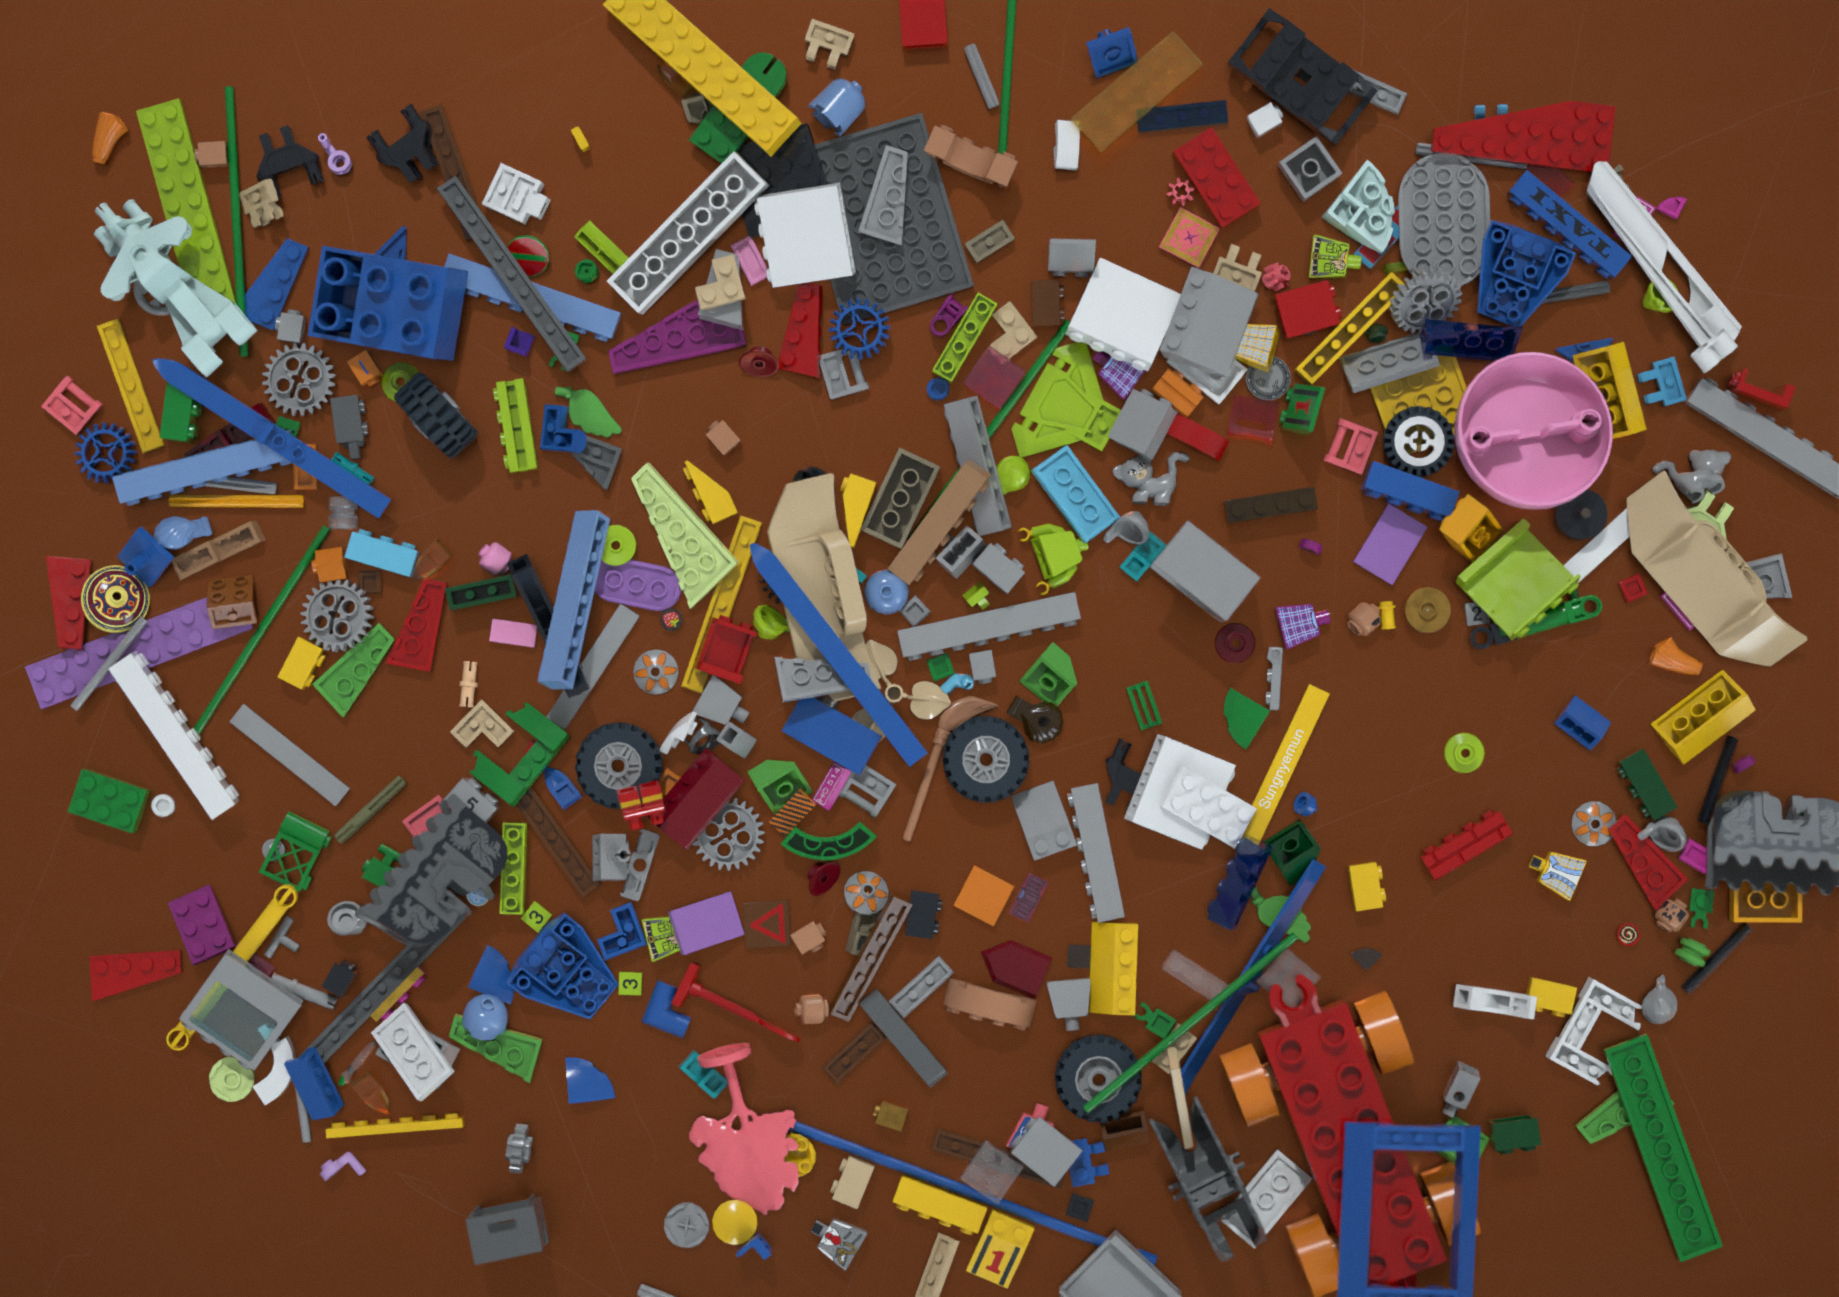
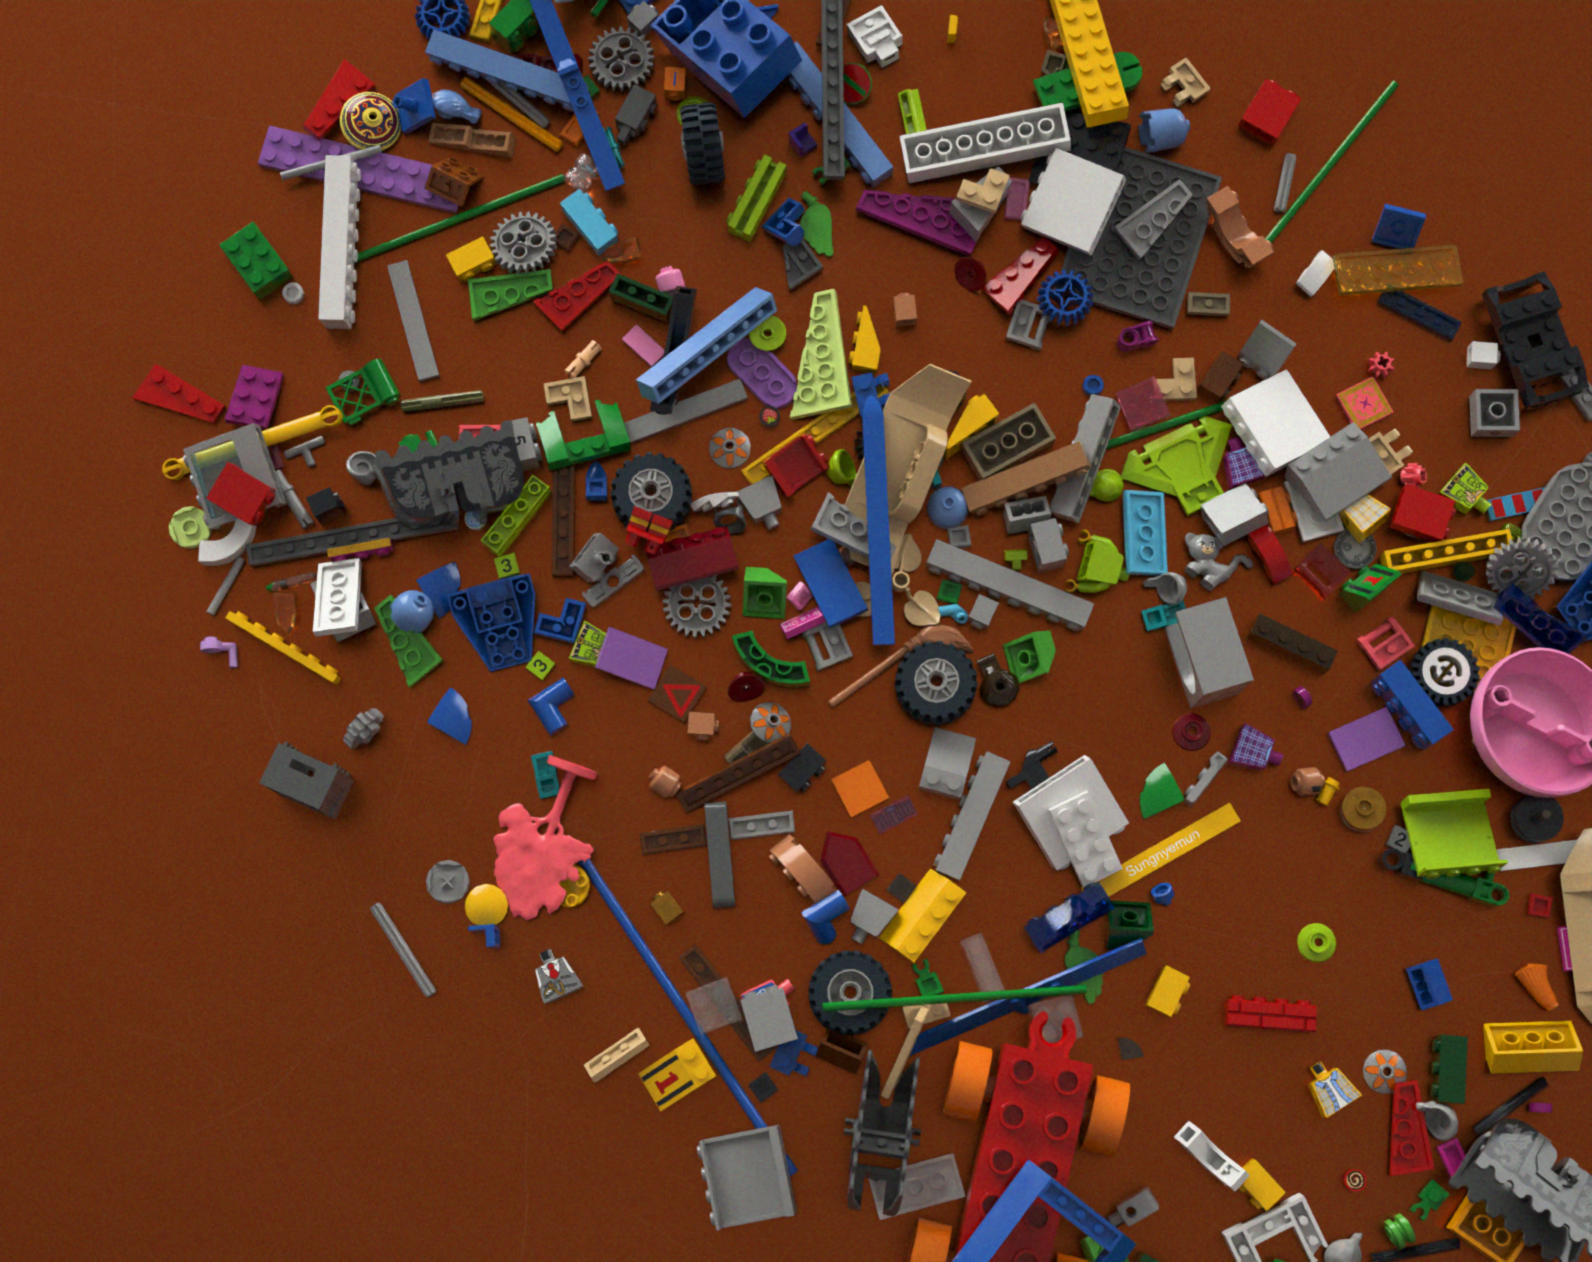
camera: 35 degrees right, 10 degrees down
(263, 1024) = (241, 494): none -> red panel
(314, 1085) = (247, 572): blue panel -> none
(329, 564) = (545, 202): orange brick -> none
(586, 271) = (889, 124): green tile -> none
(690, 986) = (584, 698): red piece -> none
(736, 739) = (754, 536): light grey brick -> none
(740, 537) = (866, 385): none -> blue plate
(792, 812) = (758, 621): tile -> none
(813, 764) = (799, 596): none -> bright pink tile
(852, 1182) = (600, 938): tan brick -> none
(939, 1204) = (654, 1003): yellow brick -> none
(964, 338) = (1140, 360): lime brick -> none
(1029, 1031) = (820, 916): none -> blue brick
(1138, 688) = (1091, 712): green tile -> none
(1216, 178) = (1416, 372): red brick -> none
(1364, 209) = (1516, 471): light aqua brick -> none
(1470, 528) = (1443, 765): light orange brick -> none
(1672, 915) = (1402, 1189): nougat head -> none

